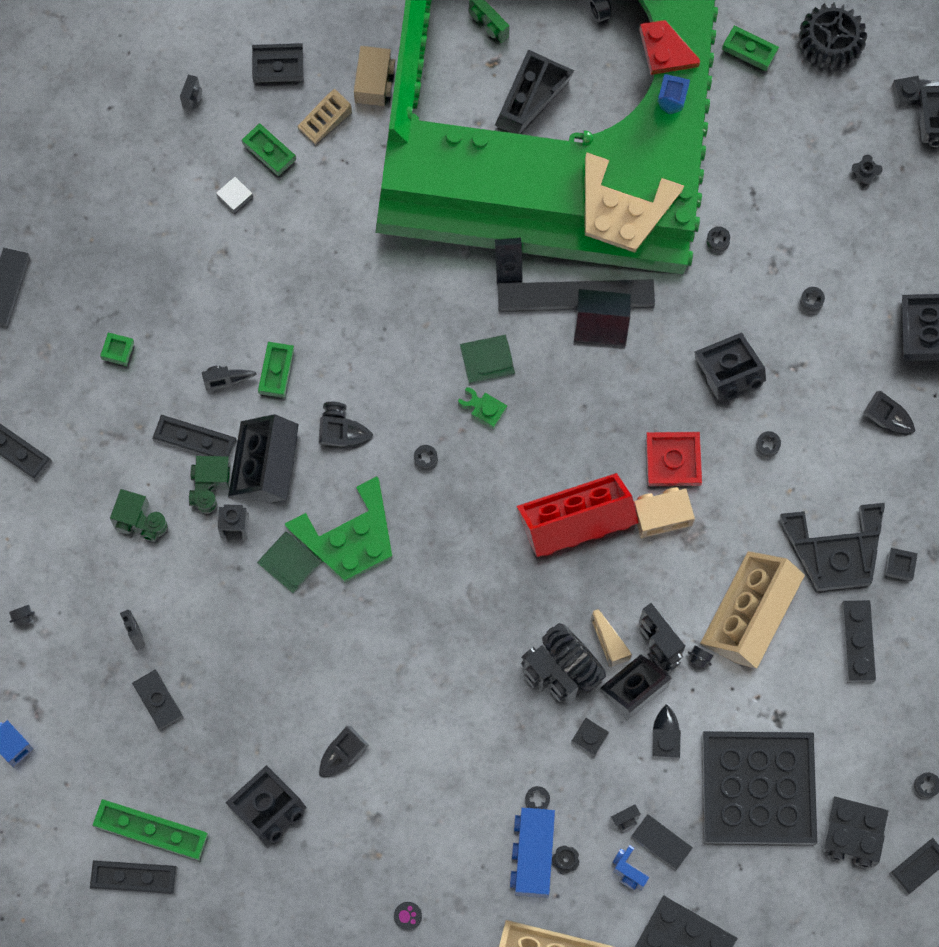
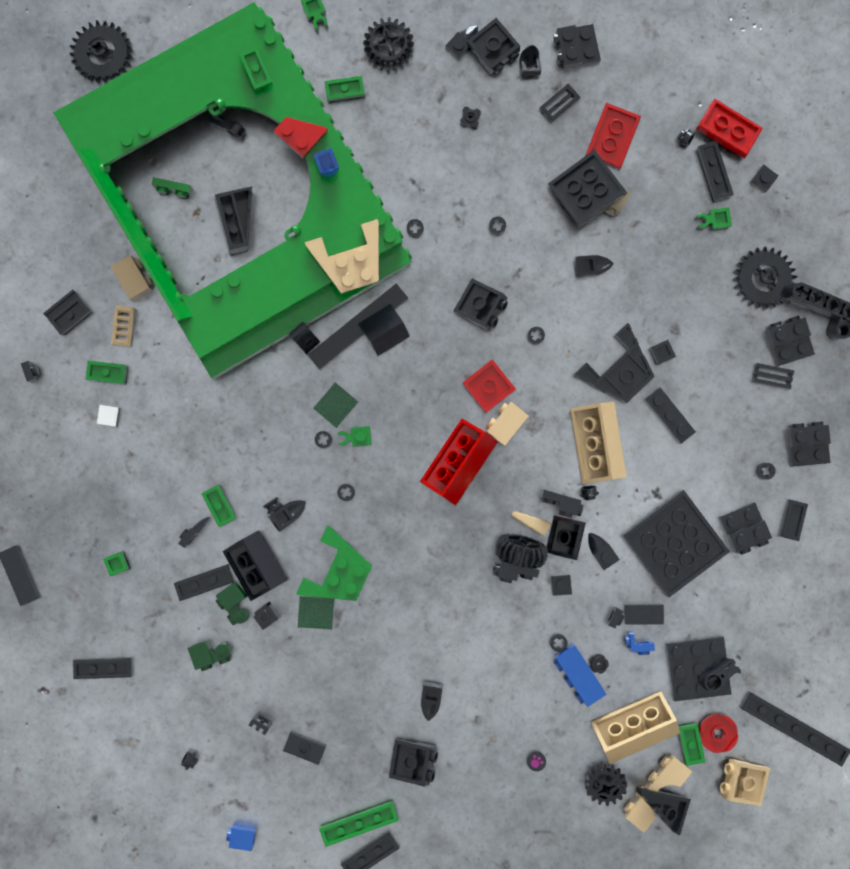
camera: 40 degrees left, 15 degrees up
(439, 378) = (317, 437): none -> black bush

